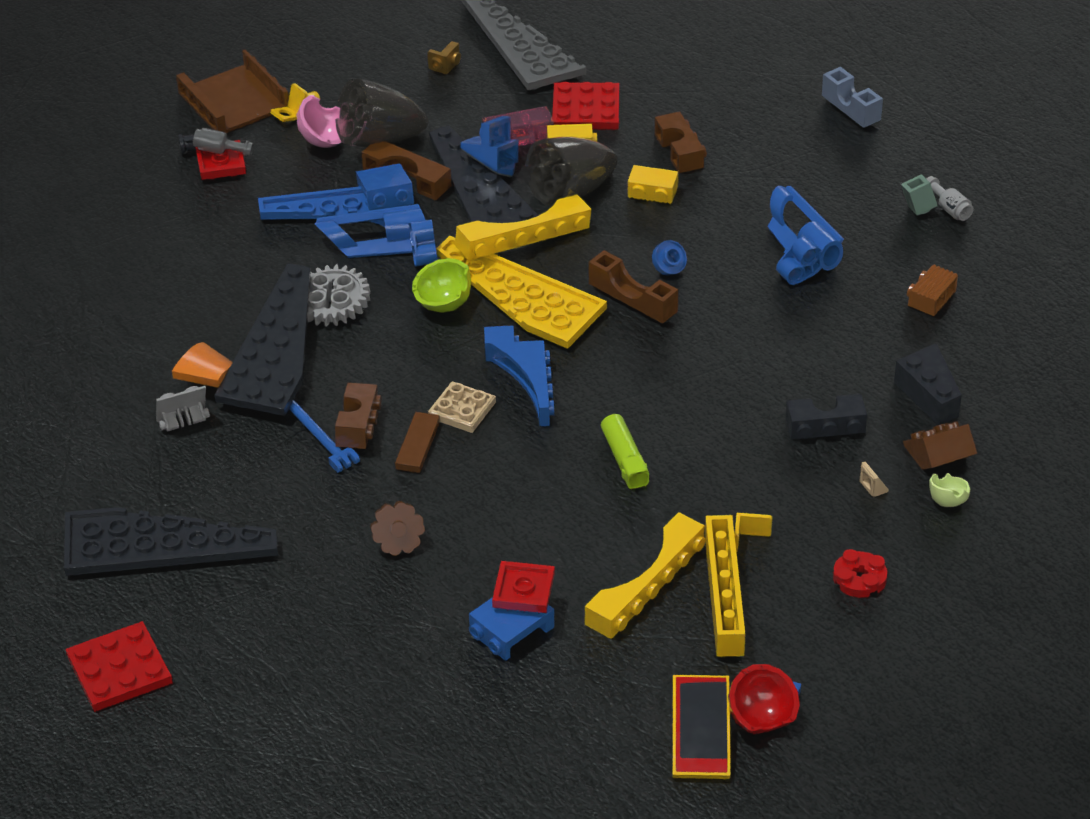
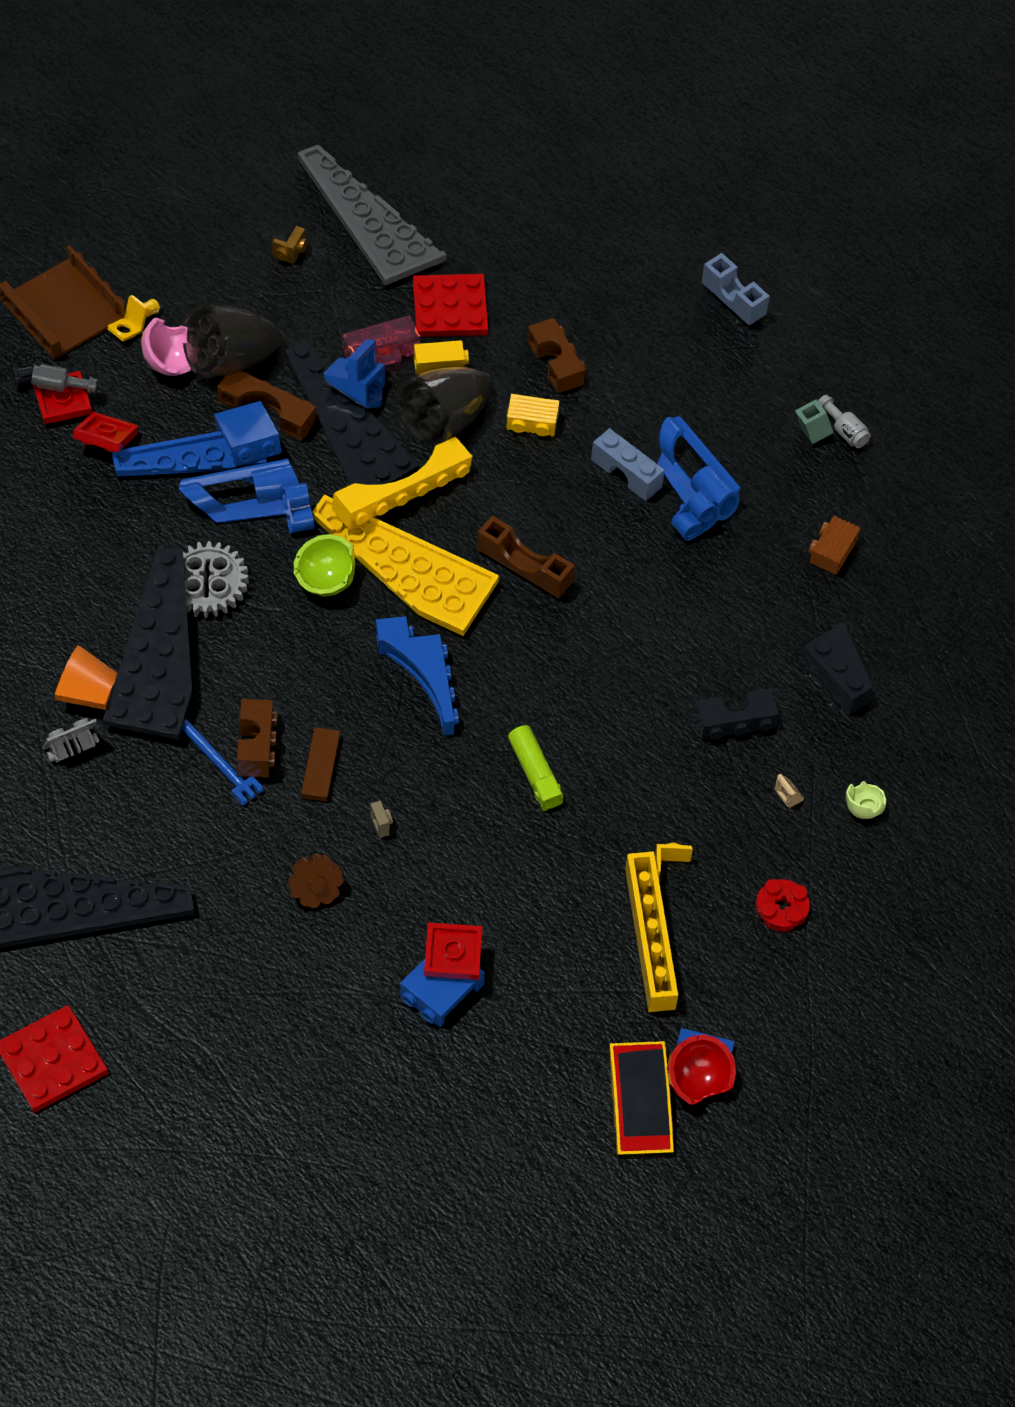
camera: 10 degrees left, 15 degrees up
(256, 183) = (105, 432): none -> red plate
(462, 406) = (361, 716): tan tile -> none
(469, 485) = (381, 819): none -> dark tan plate
(616, 606) = (543, 961): yellow arch -> none
(669, 258) = (559, 515): blue plate -> none
(751, 228) = (642, 473): none -> sand blue arch
(941, 444) = (853, 745): reddish brown slope -> none

